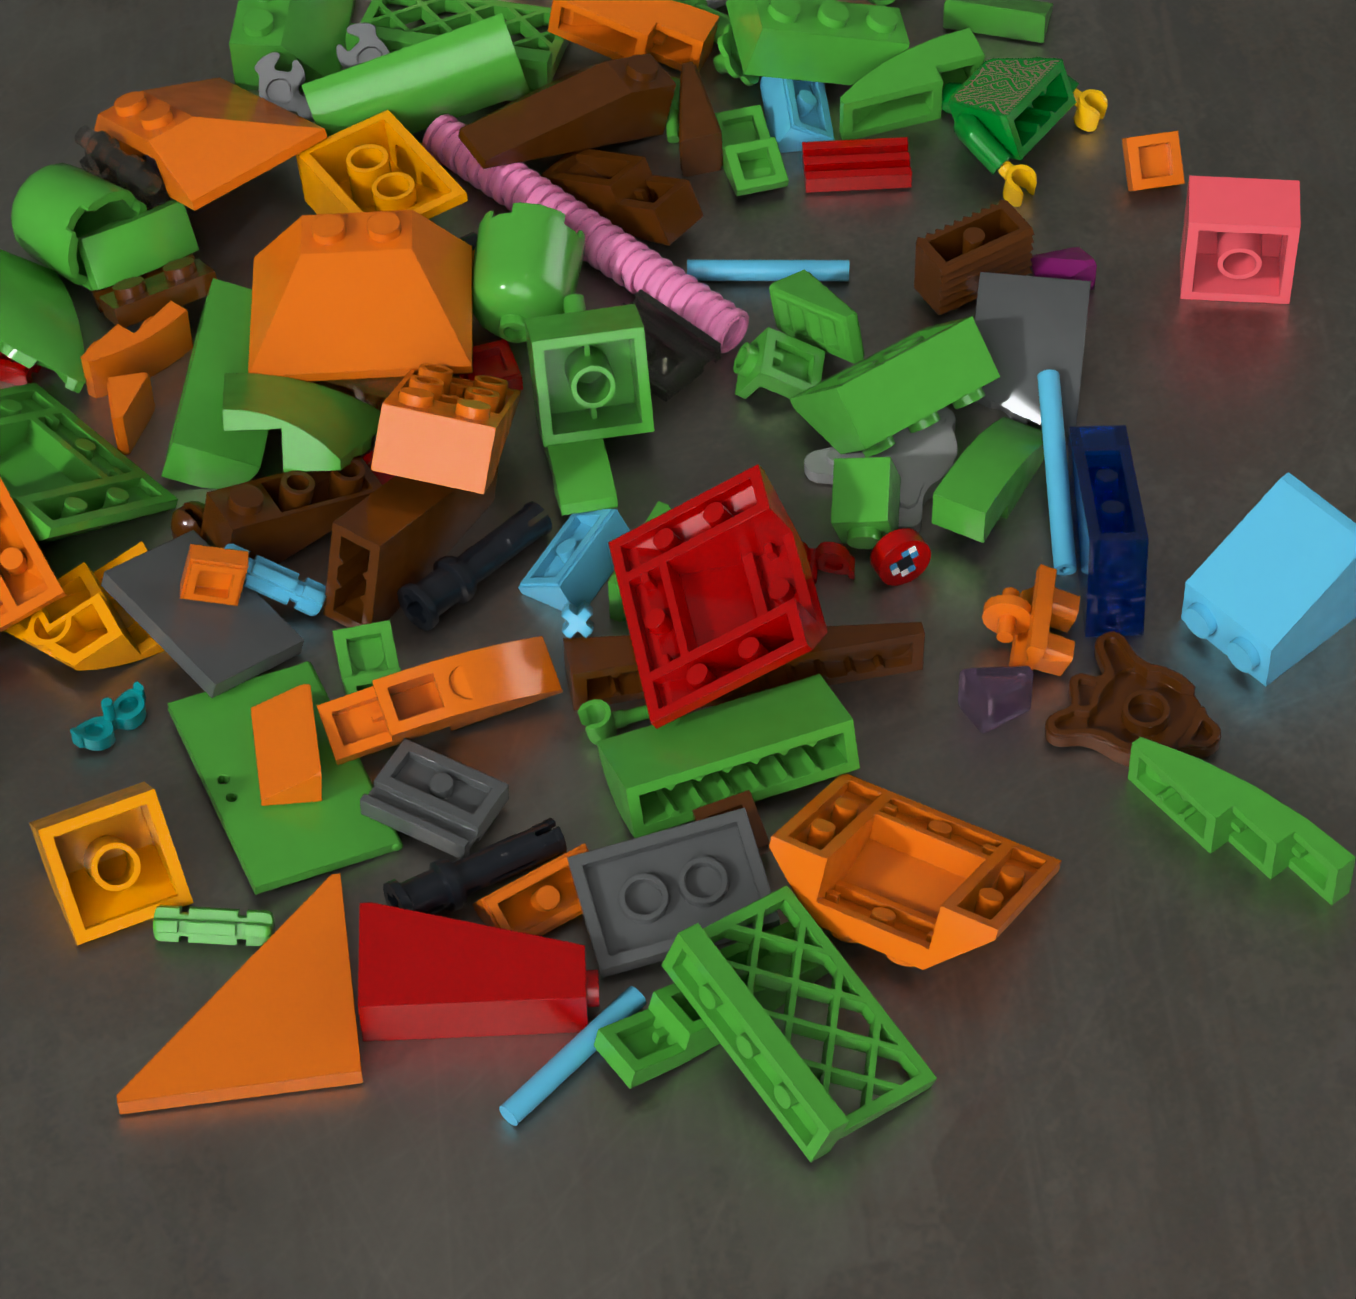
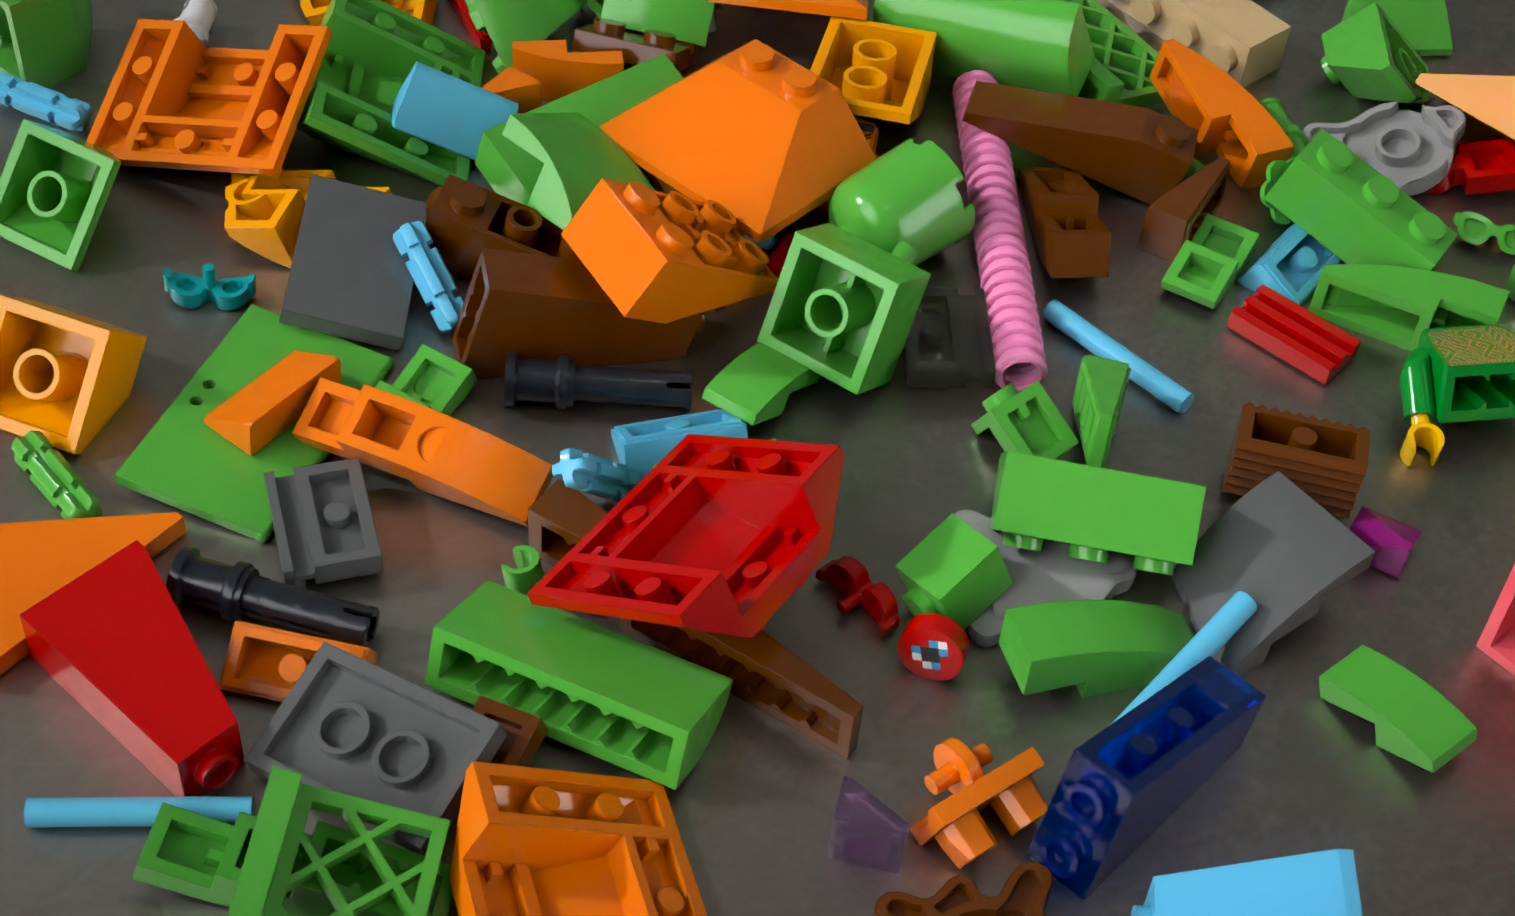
camera: 40 degrees right, 5 degrees down
(116, 448) = (447, 110): none -> medium azure slope
(214, 574) = (377, 232): orange tile -> none
(1201, 372) = (1406, 711): none -> bright green slope

